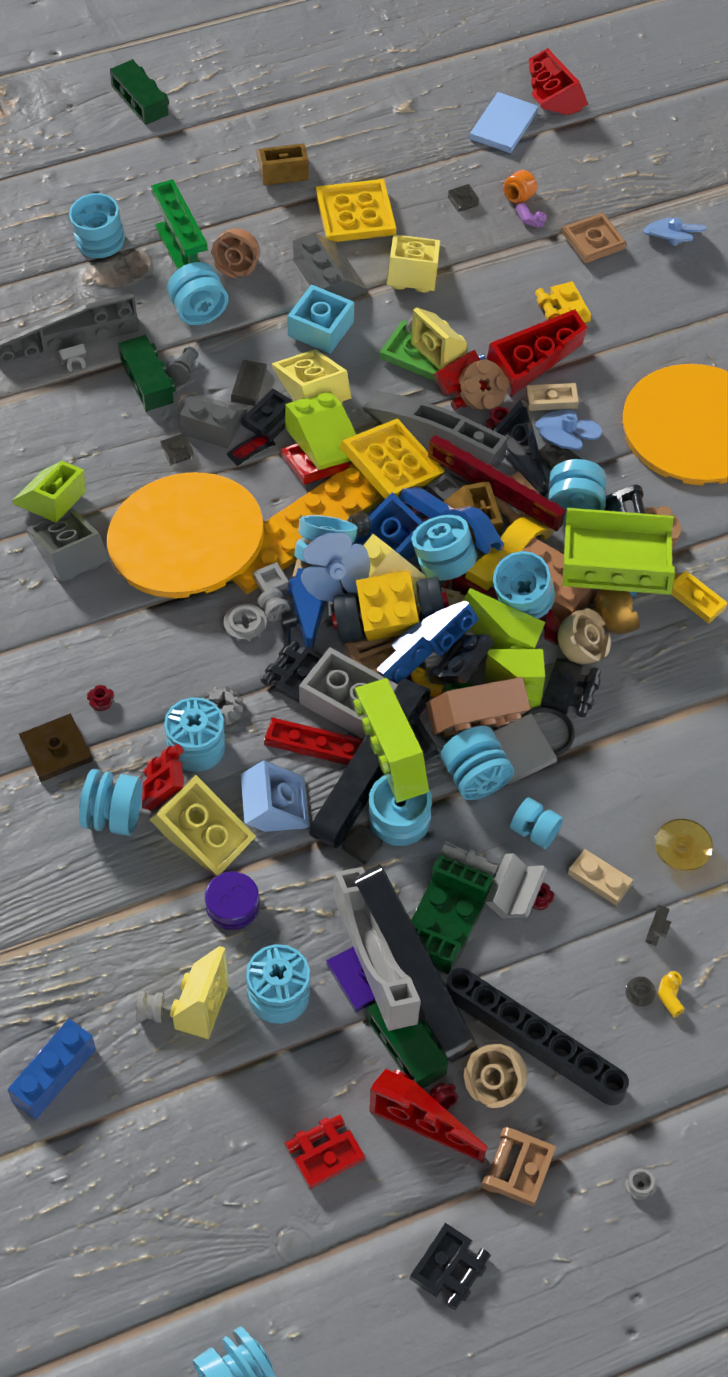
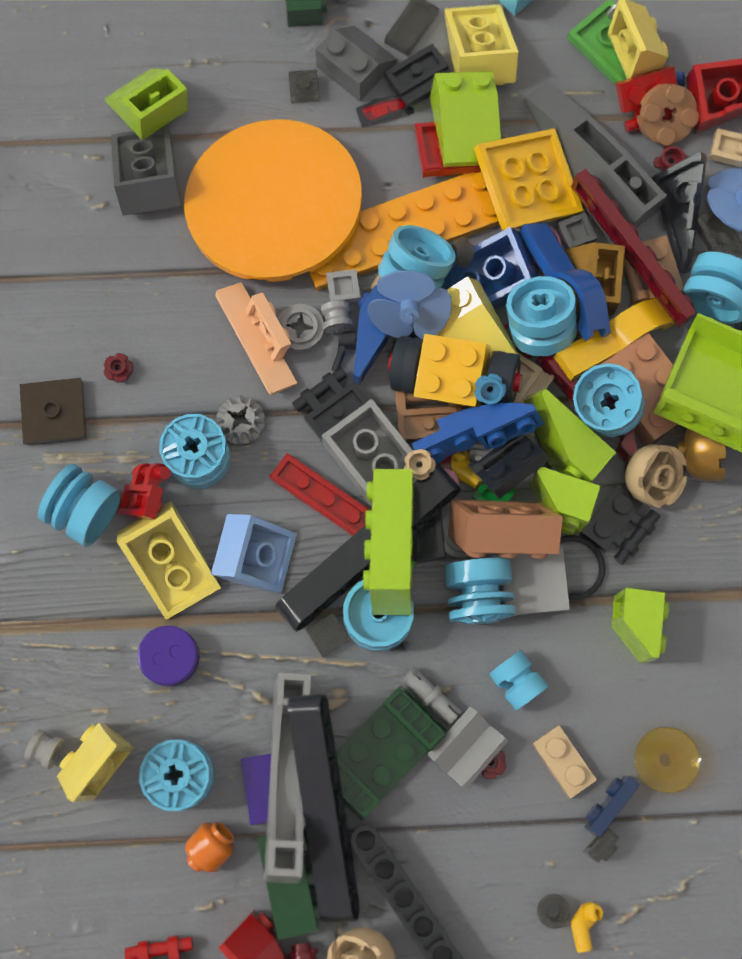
camera: 20 degrees right, 20 degrees up
(215, 634) = (259, 334): none -> light nougat bracket
(327, 1035) = (209, 847): none -> orange head
(393, 673) = (420, 456): none -> tan plate
(419, 598) = (495, 395): none -> dark azure plate
(616, 746) = (639, 622): none -> lime slope
(648, 903) = (618, 794): none -> dark blue plate

